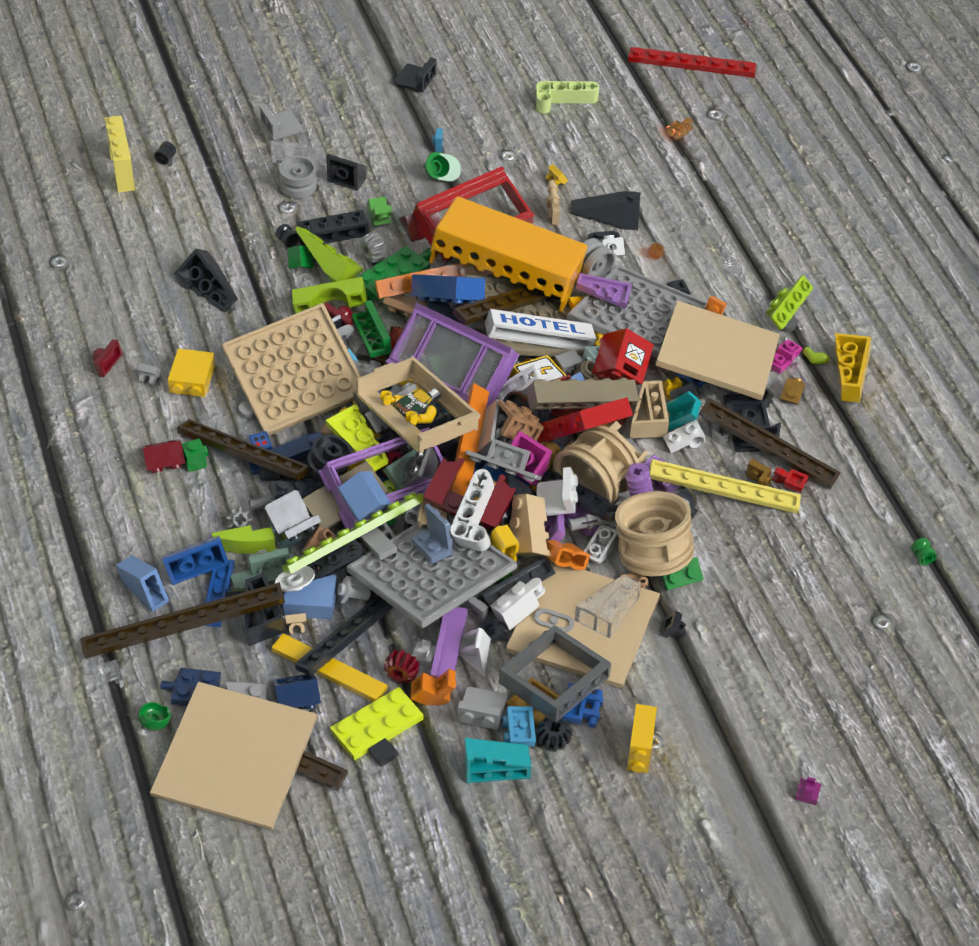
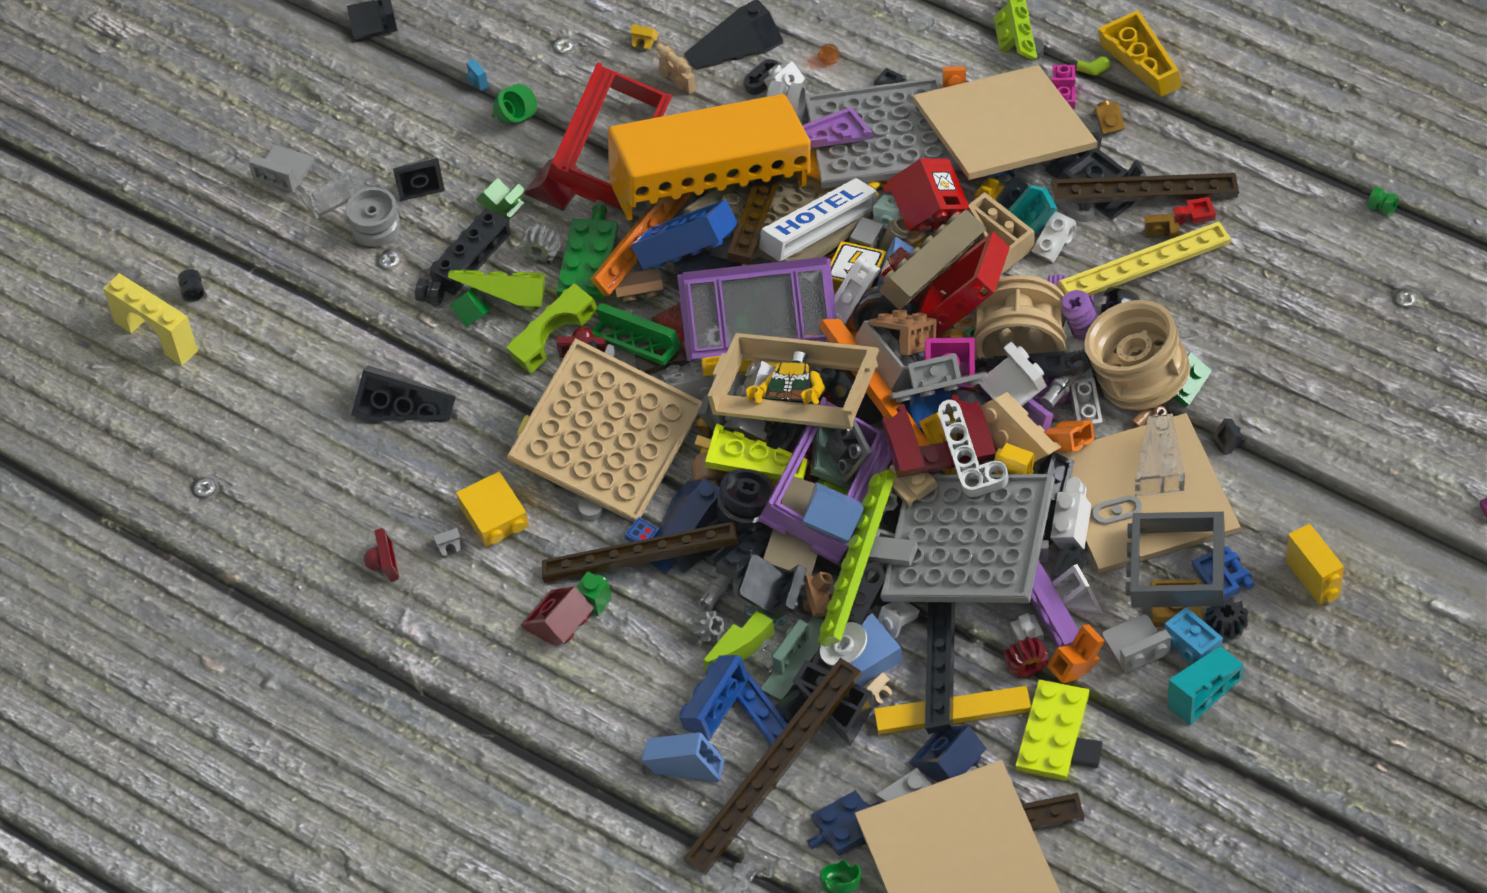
camera: 30 degrees left, 5 degrees up
(435, 541) = (948, 505): sand blue bracket -> none

